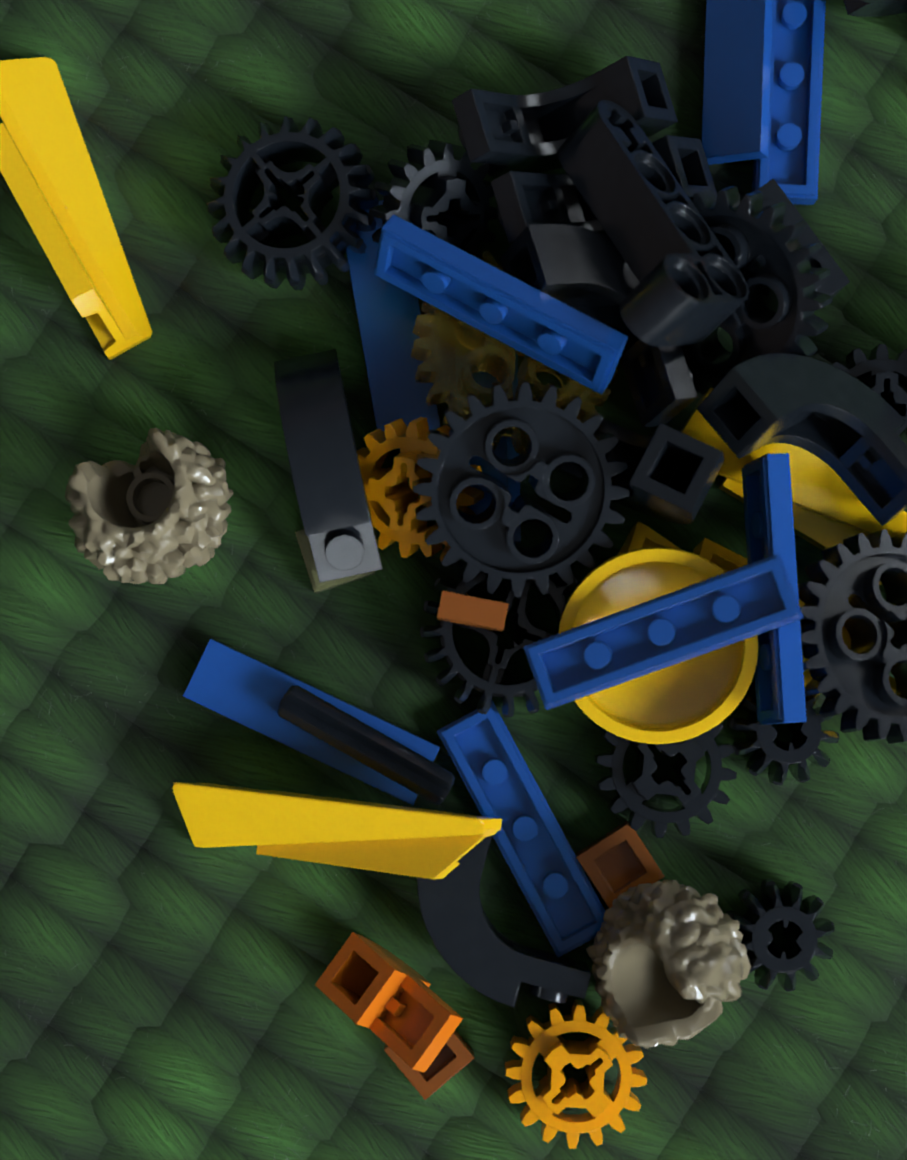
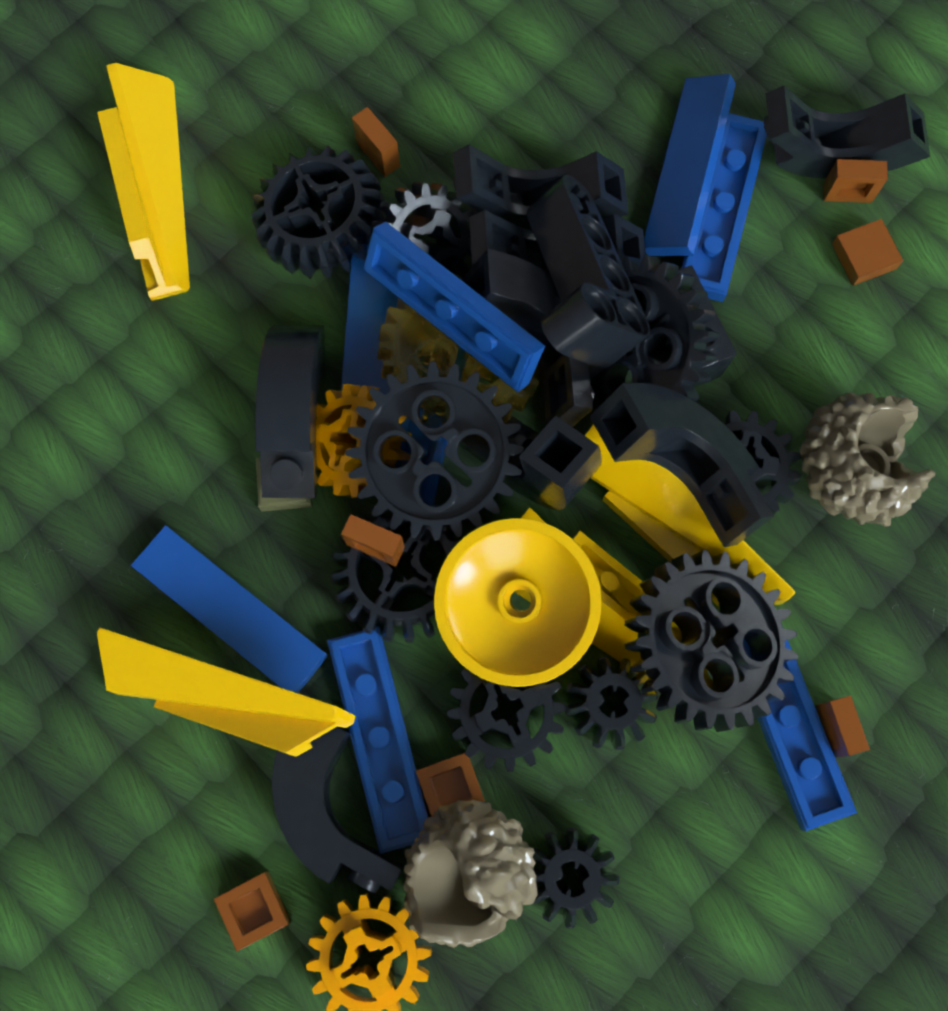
camera: 15 degrees right, 10 degrees down
(150, 515) = (142, 418): dark tan hair -> none
(339, 92) = (376, 141): none -> dark orange tile
(366, 744) = (265, 635): black axle -> none
(389, 1000) = (227, 854): orange brick -> none
(663, 632) = (522, 587): blue tile -> none
(770, 532) = (623, 580): blue tile -> none

